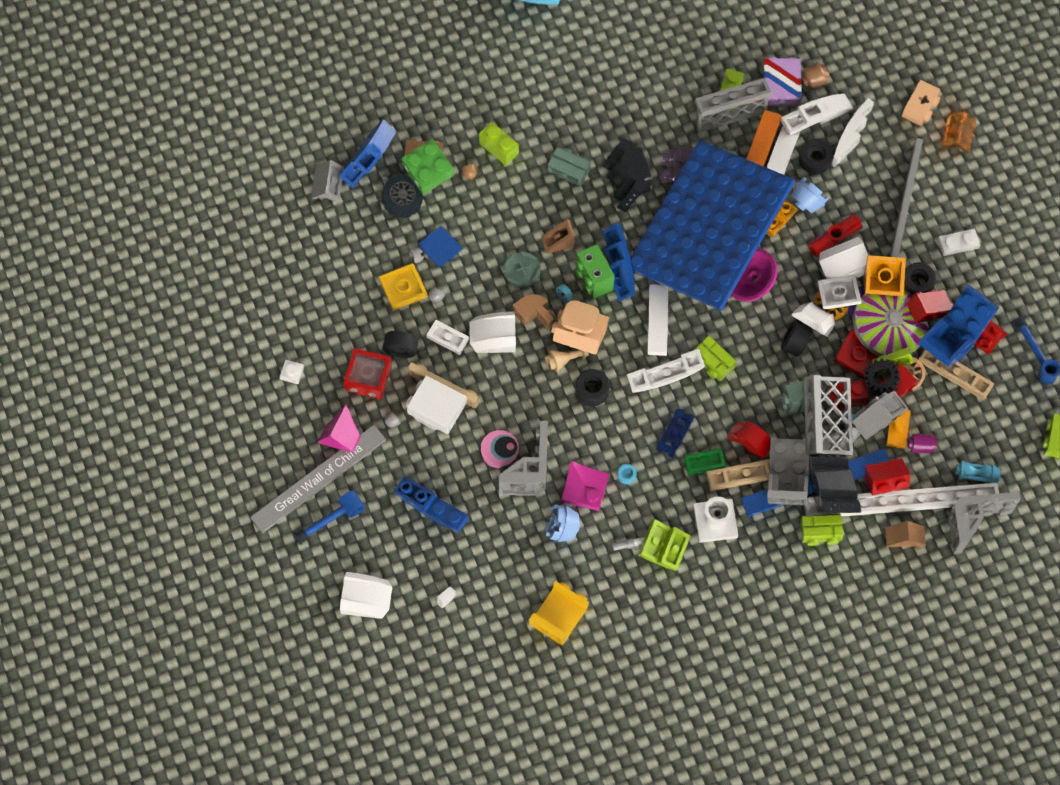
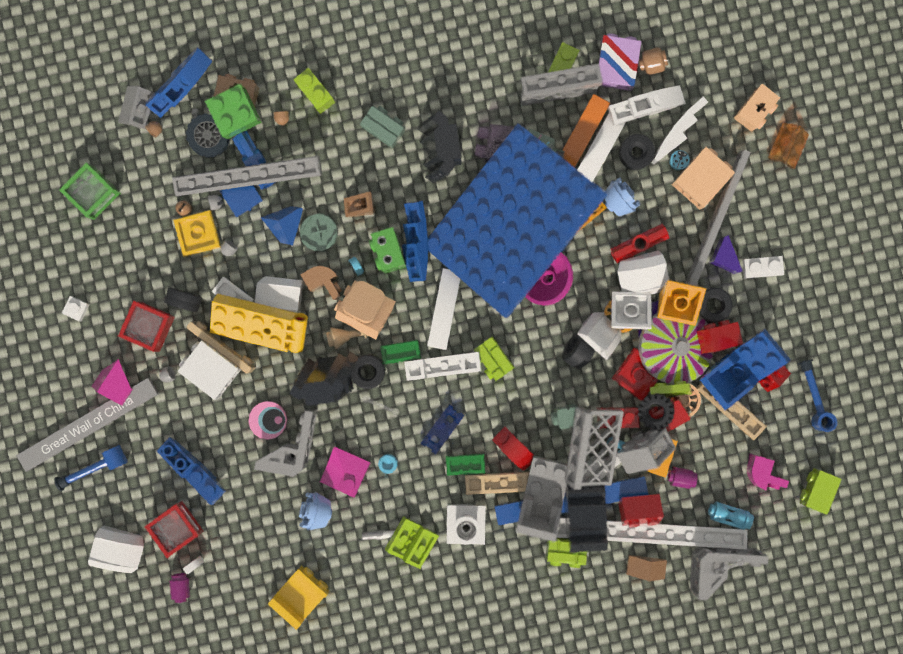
camera: 10 degrees right, 20 degrees up
(295, 259) = (89, 191): none -> piece
(348, 198) = (154, 128): none -> medium nougat hinge
(389, 267) = (187, 209): none -> medium nougat hinge
(422, 561) = (174, 529): none -> piece
(435, 621) = (179, 587): none -> magenta brick
(446, 224) = (247, 176): none -> light grey tile
(449, 212) = (250, 153): none -> blue piece
(467, 355) = (258, 324): none -> yellow hinge
(488, 266) = (284, 223): none -> blue slope
(554, 394) = (325, 380): none -> black slope
(594, 416) = (366, 399): none -> clear hinge
(621, 366) = (400, 352): none -> green tile
(858, 159) = (679, 160): none -> medium azure tile
(883, 168) = (703, 177): none -> light nougat brick
(921, 237) = (725, 256): none -> dark purple slope
(998, 430) = (759, 473): none -> dark pink brick

